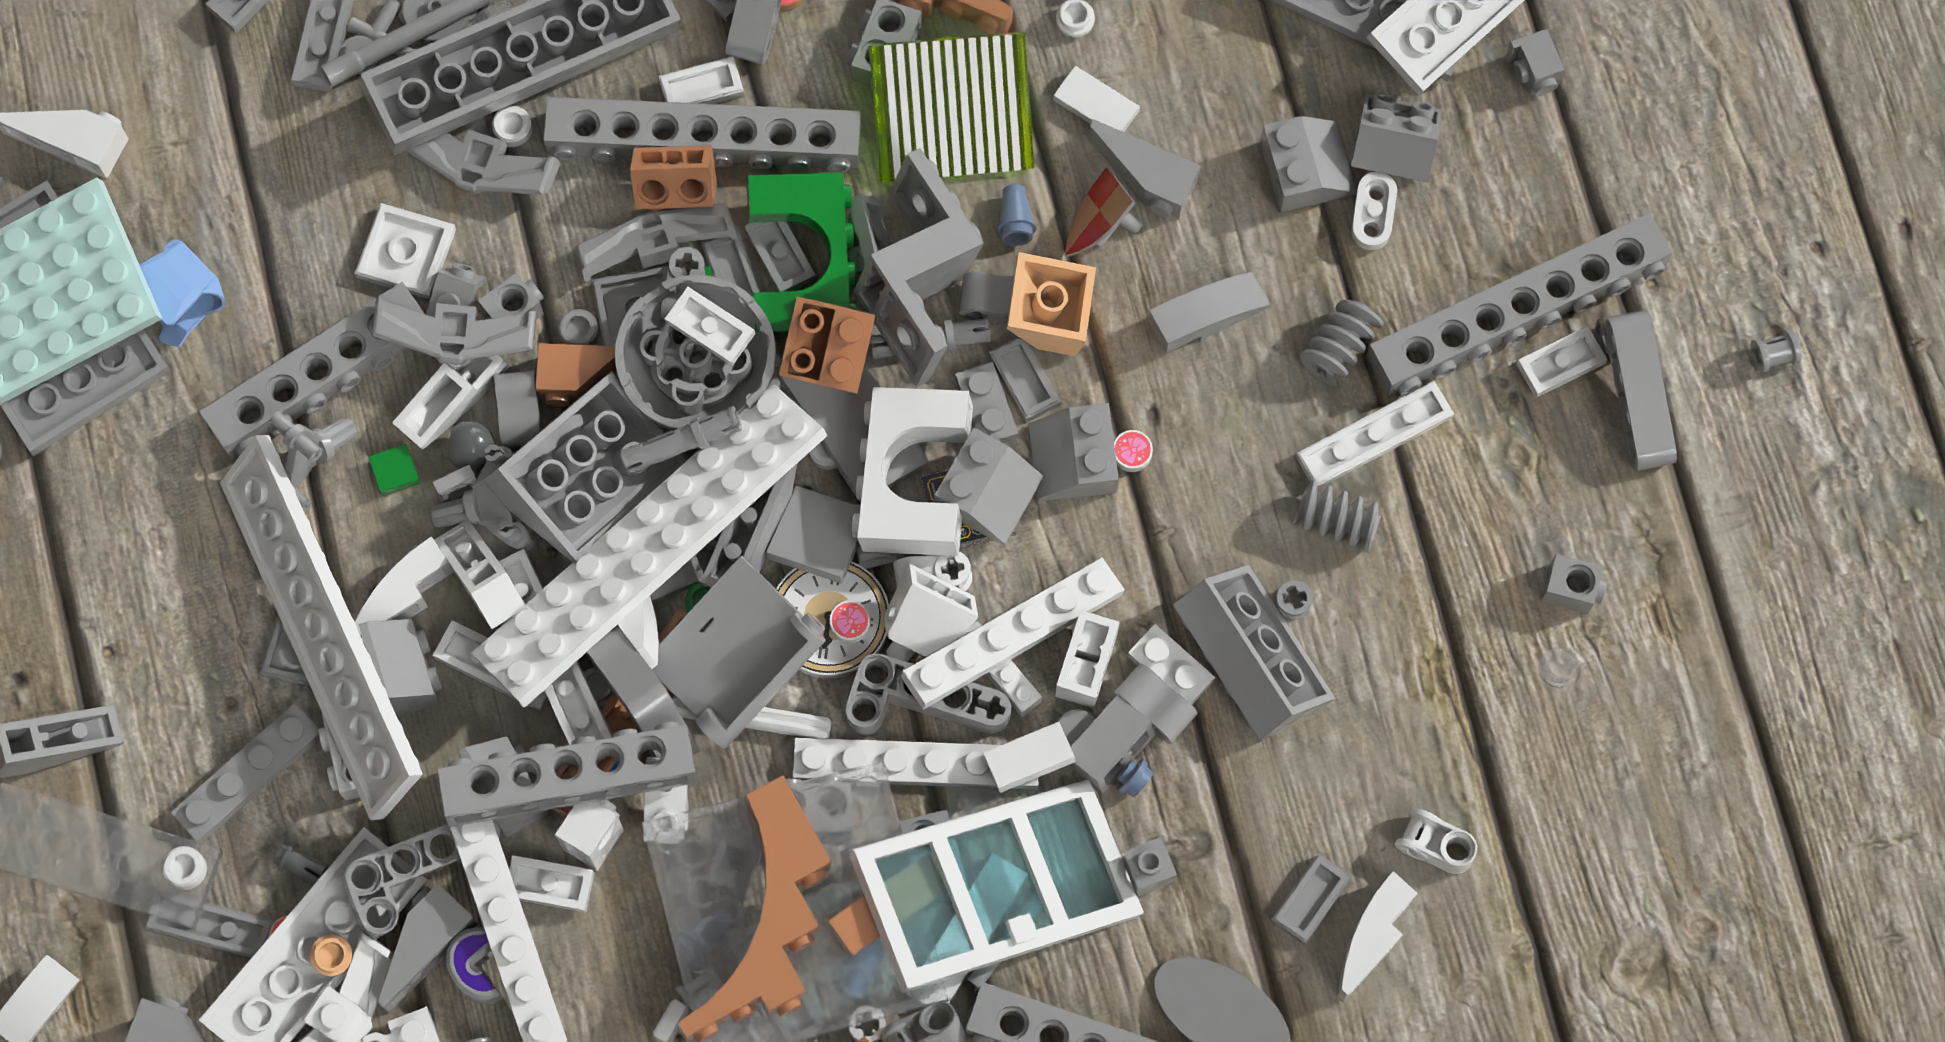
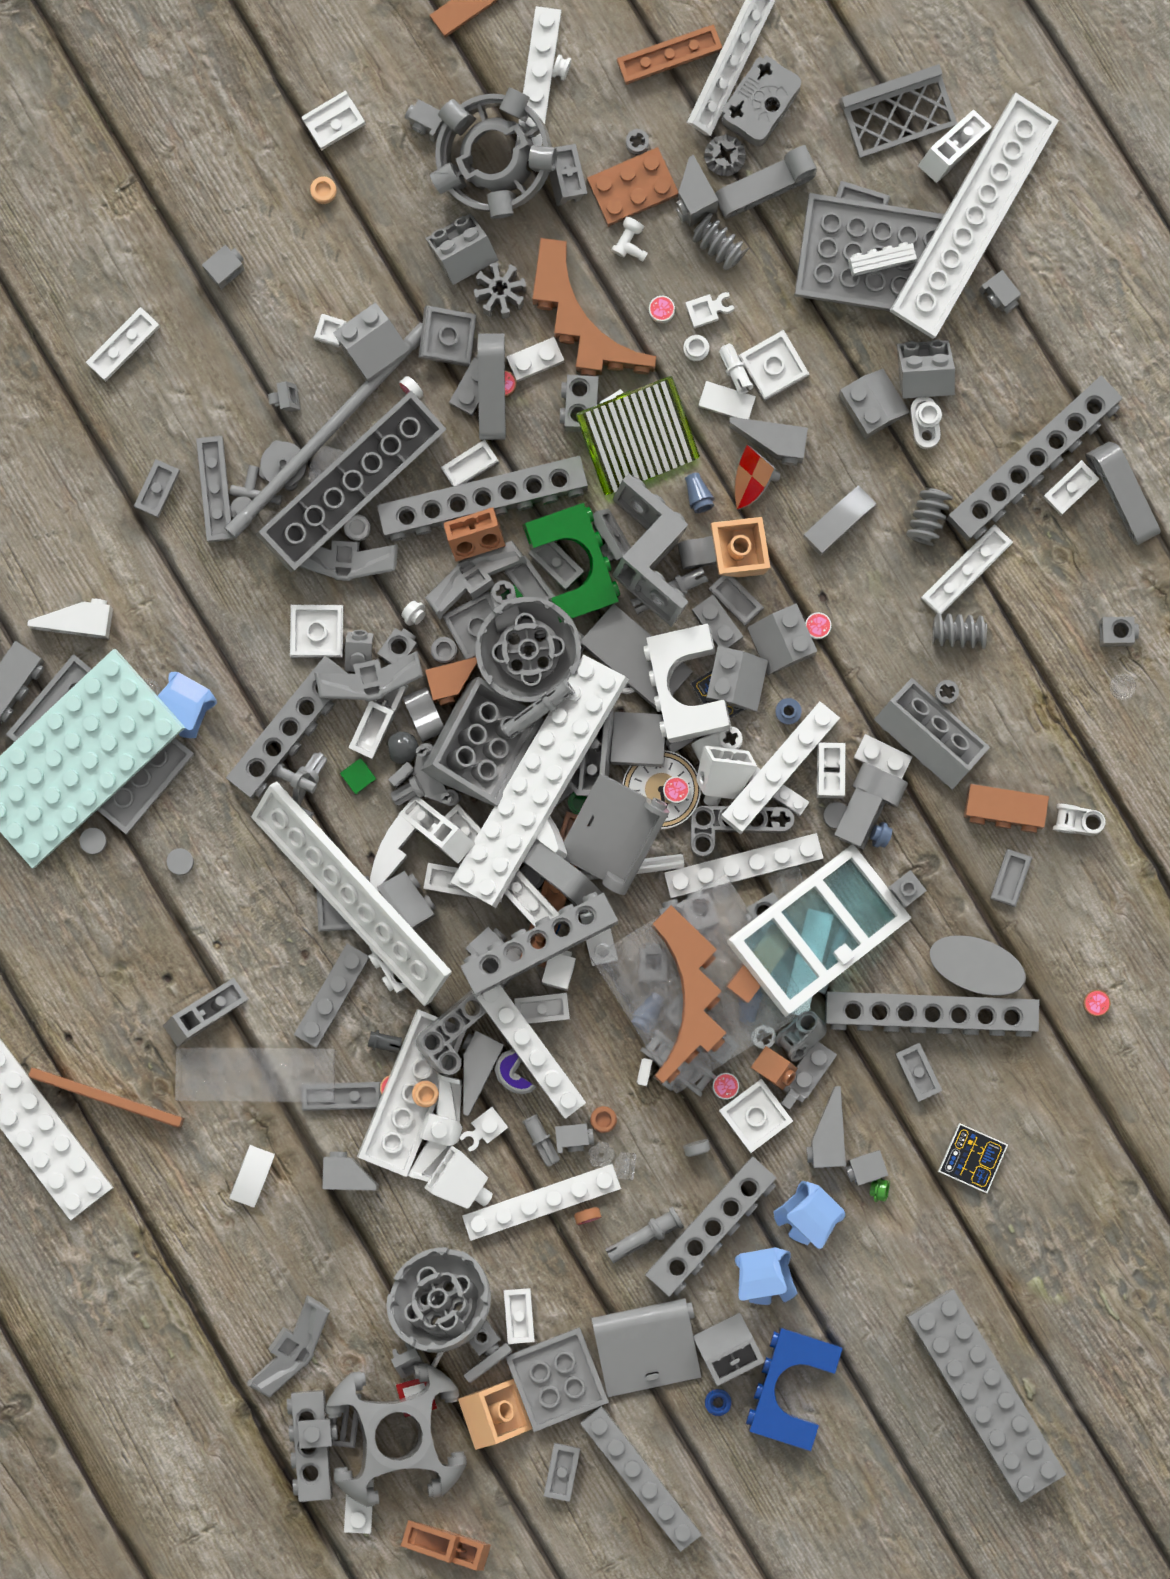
camera: 15 degrees left, 10 degrees up
(95, 515) = (180, 861): none -> light grey tile
(184, 868) = (317, 1067): white tile -> none
(551, 263) = (413, 613): none -> white plate
(710, 326) = (533, 631): white plate -> none
(827, 344) = (610, 619): nougat slope -> none
(1029, 757) = (814, 843): white tile -> none
(1047, 570) = (782, 717): none -> sand blue plate
(1122, 60) = (735, 369): none -> white axle
(1179, 73) = (774, 365): none -> white tile
(1333, 791) = (1006, 808): none -> nougat brick
(1375, 933) = (1056, 889): white slope -> none
(1381, 198) = (928, 414): none -> white plate

